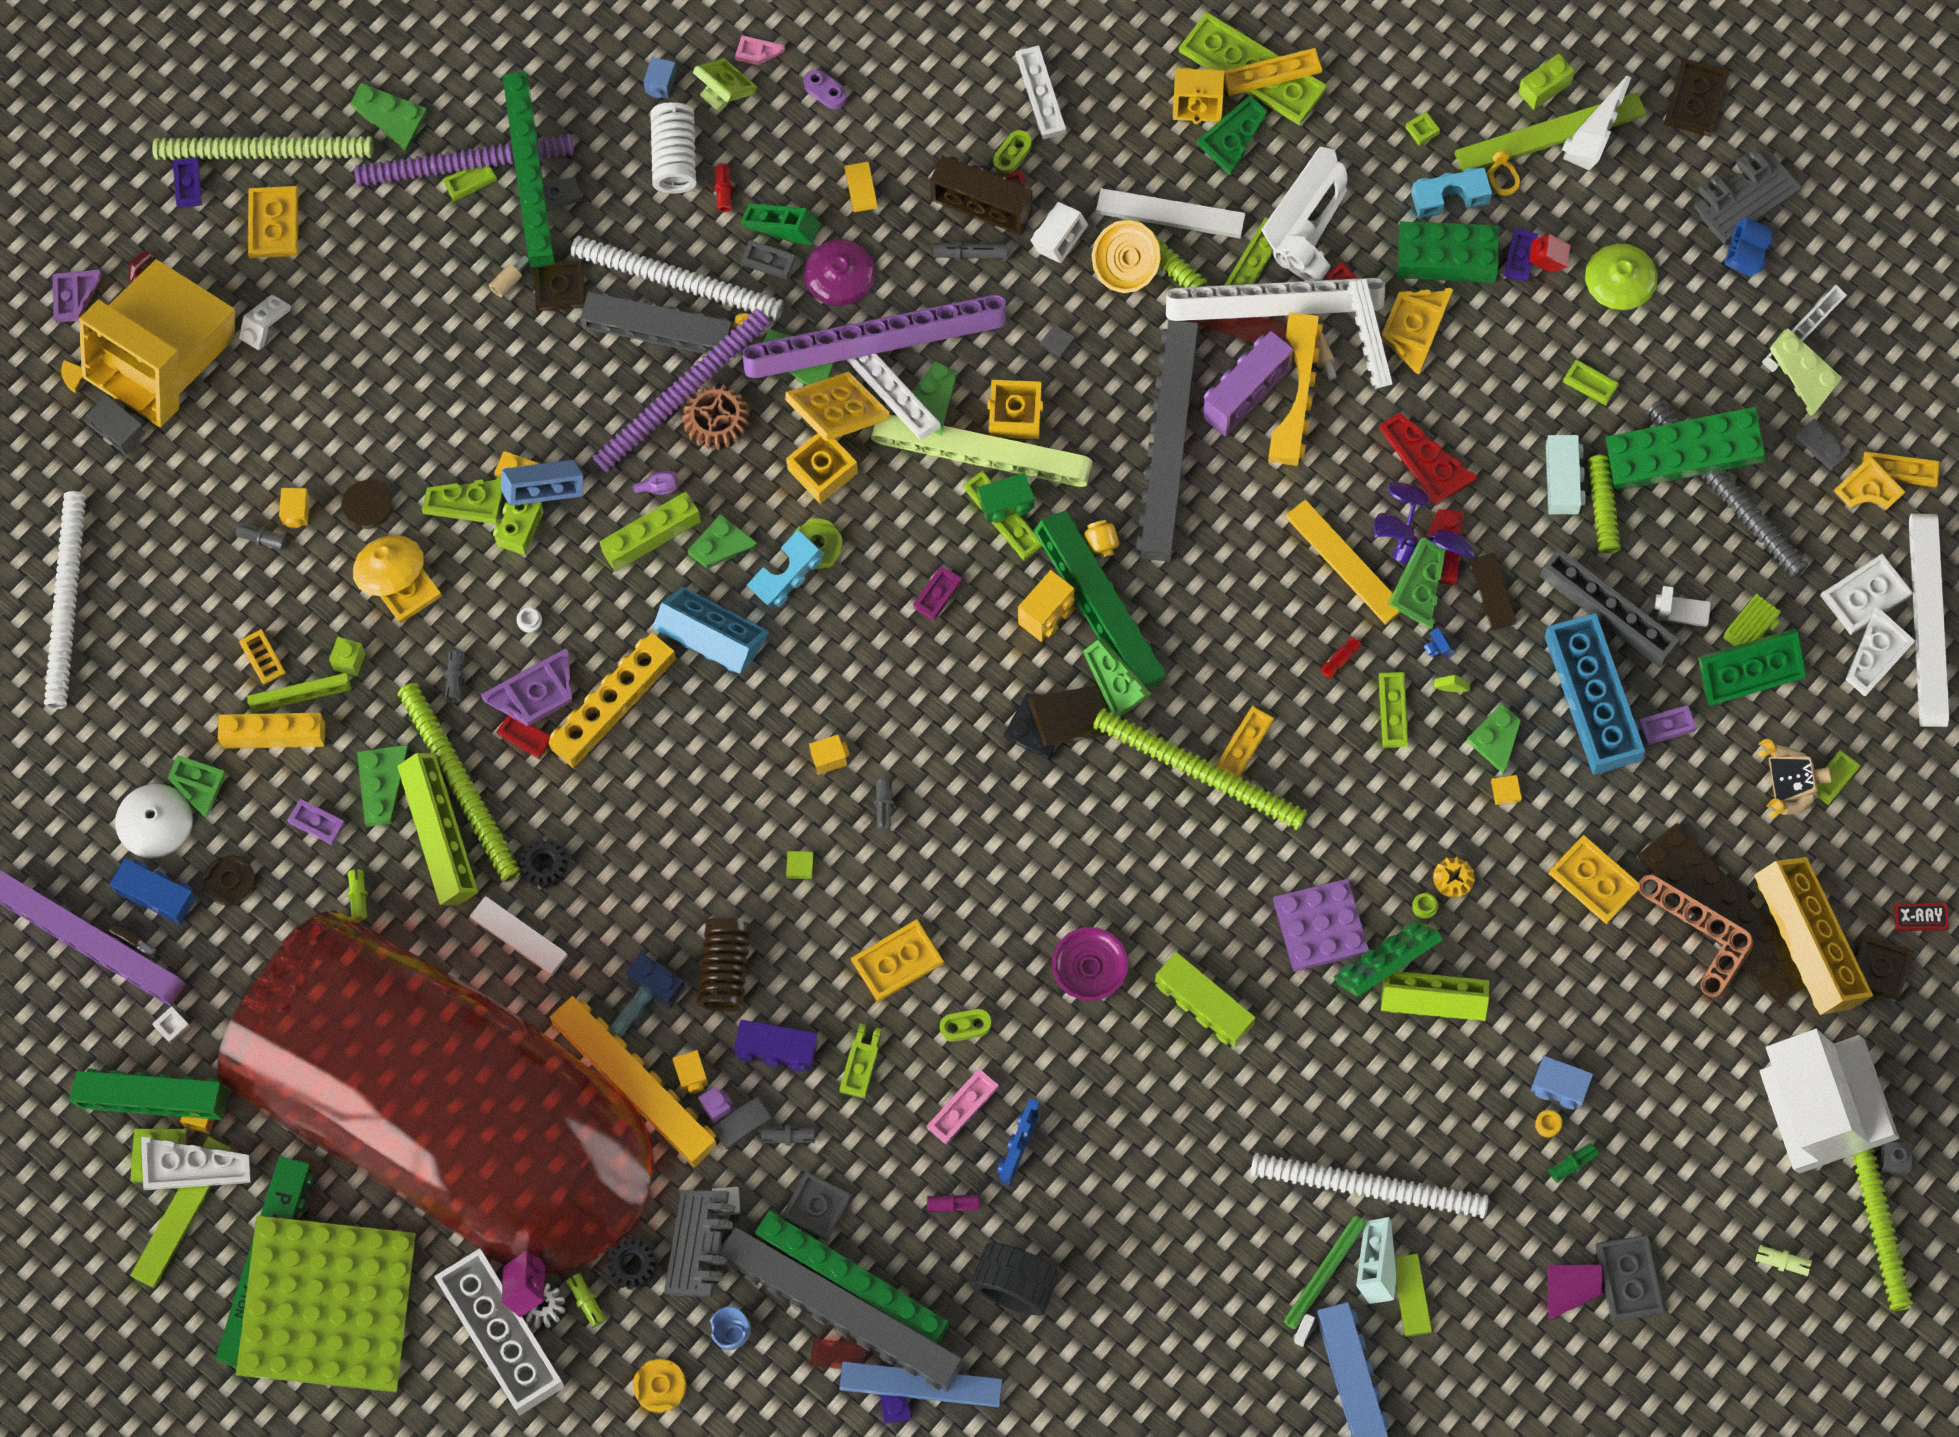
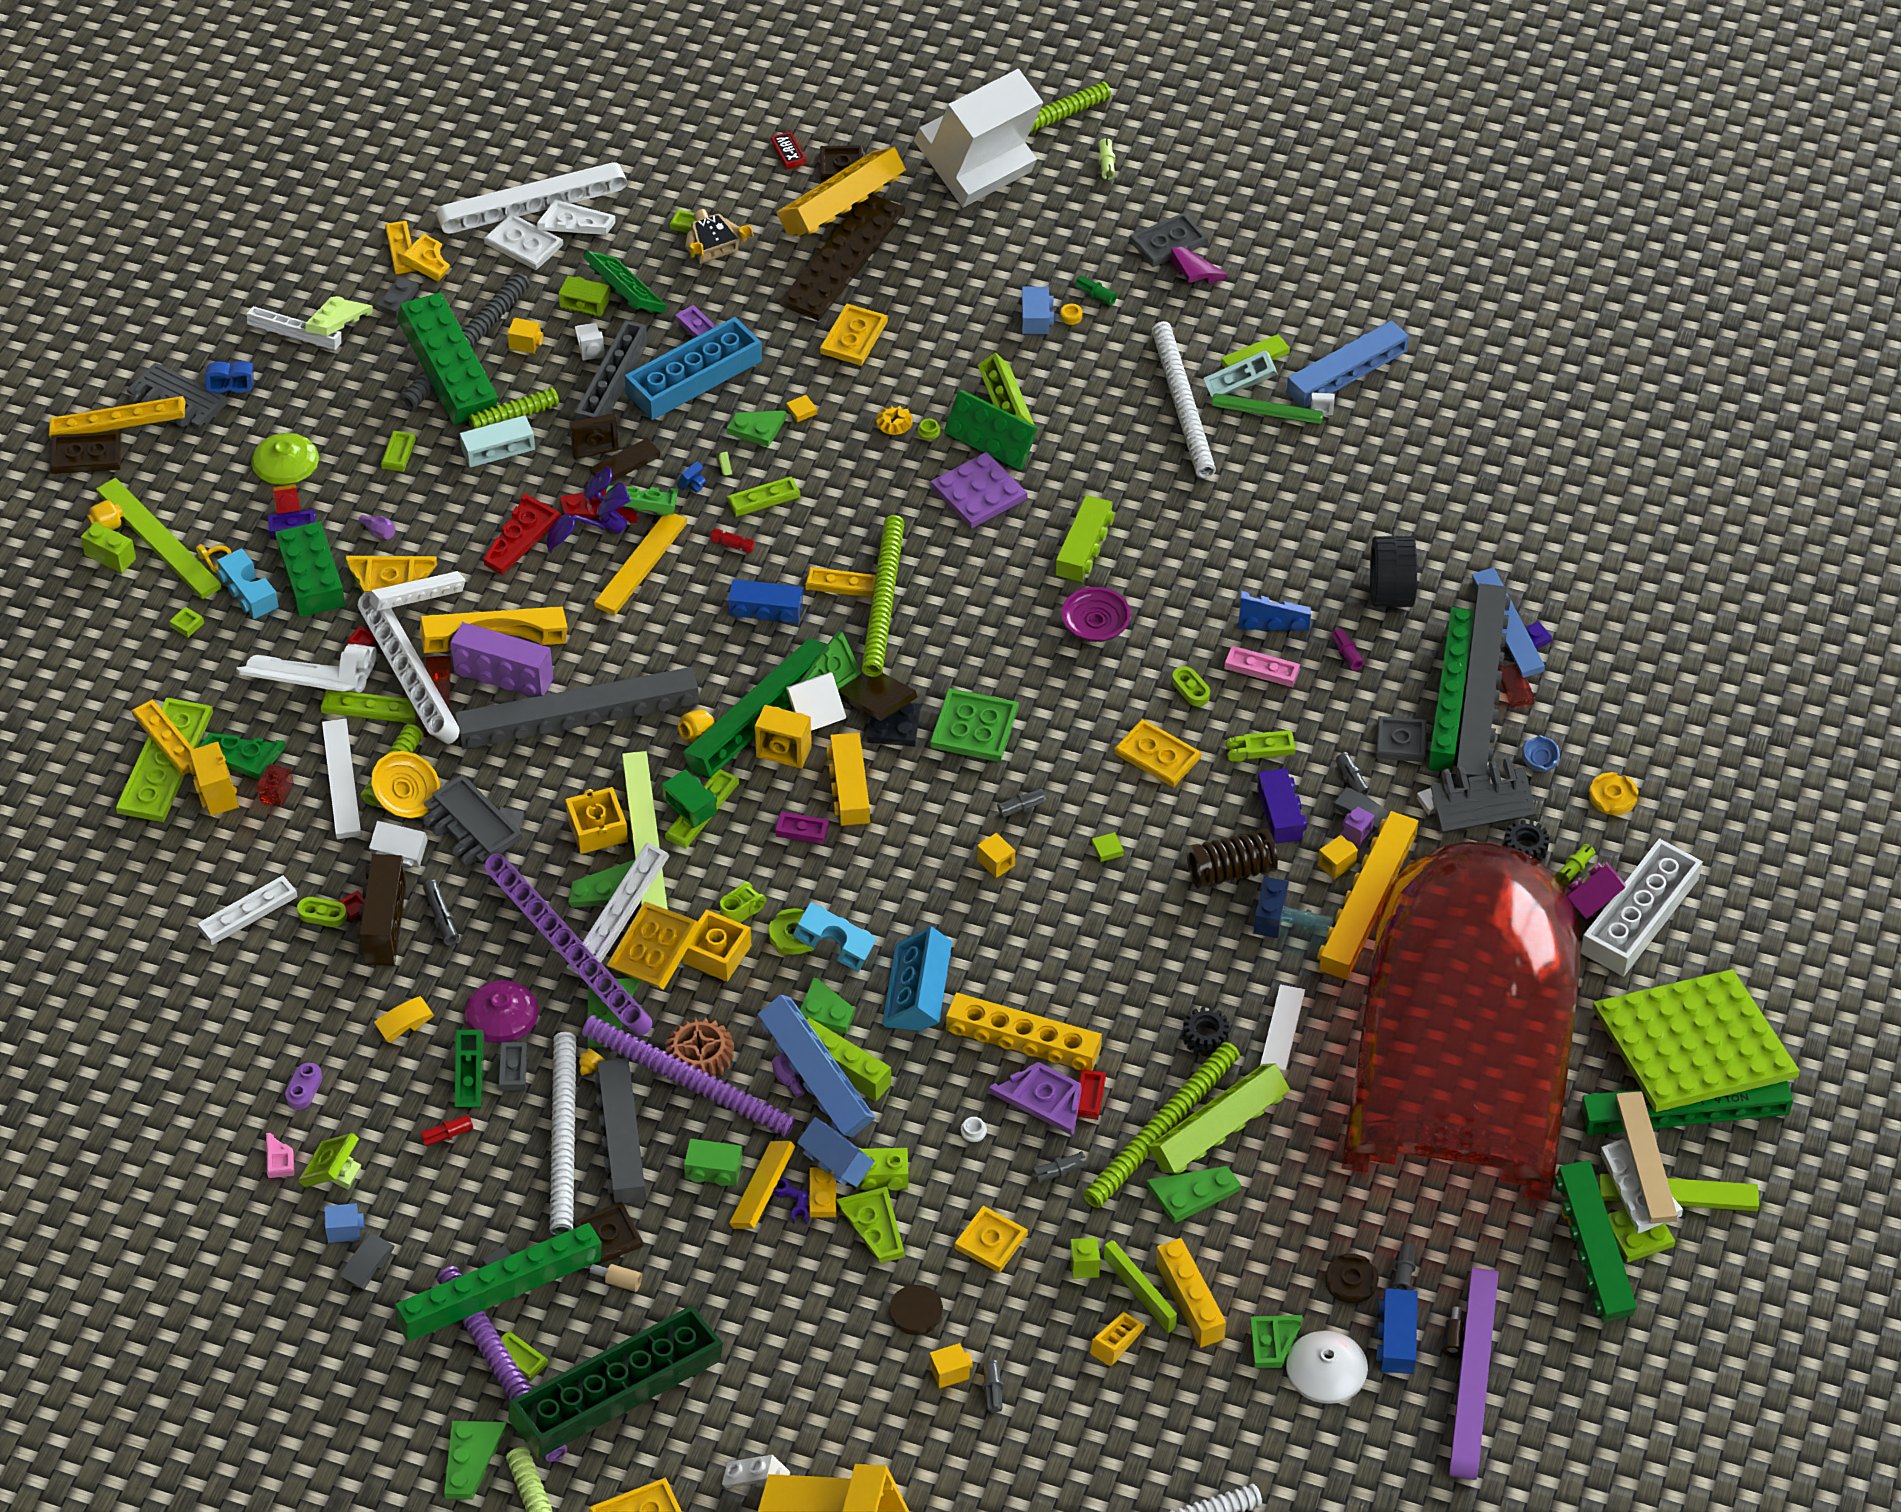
camera: 115 degrees left, 20 degrees down
(171, 1025) = (1516, 1266): white plate -> none
(210, 1180) = (1646, 1157): none -> tan tile
(217, 929) = (1405, 1266): none -> dark grey axle
(316, 822) = (1260, 1224): medium lavender plate -> none
(357, 895) = (1312, 1165): lime axle -> none
(387, 565) = (975, 1260): yellow hat -> none
(389, 230) = (615, 1381): none -> dark green brick
(525, 452) = (800, 1195): none -> dark purple arm
(549, 421) = (762, 1184): none -> yellow tile
(588, 388) = (713, 1162): none -> bright green brick
(615, 88) = (365, 1261): none -> dark grey slope
(638, 496) = (816, 1066): none -> medium blue brick
(673, 148) = (414, 1167): white piece -> none
(869, 511) = (742, 903): none -> lime piece
(978, 655) = (850, 779): none -> yellow brick
(1000, 797) = (974, 725): none -> bright green plate
(1065, 307) = (469, 813): none -> dark grey hinge
(1080, 653) = (817, 699): none -> white tile
(1179, 151) = (275, 785): none -> clear red brick
(1239, 657) = (765, 601): none -> blue brick
(1485, 331) = (378, 526): none -> medium lavender piece
(1524, 561) = (594, 436): none -> dark brown tile
(1588, 87) = (105, 514): none -> yellow head
(1590, 139) = (151, 493): white wedge -> none
(1704, 925) = (878, 233): nougat beam -> none
(1711, 547) = (524, 335): none -> yellow brick
(1727, 131) = (118, 417): none -> yellow tile

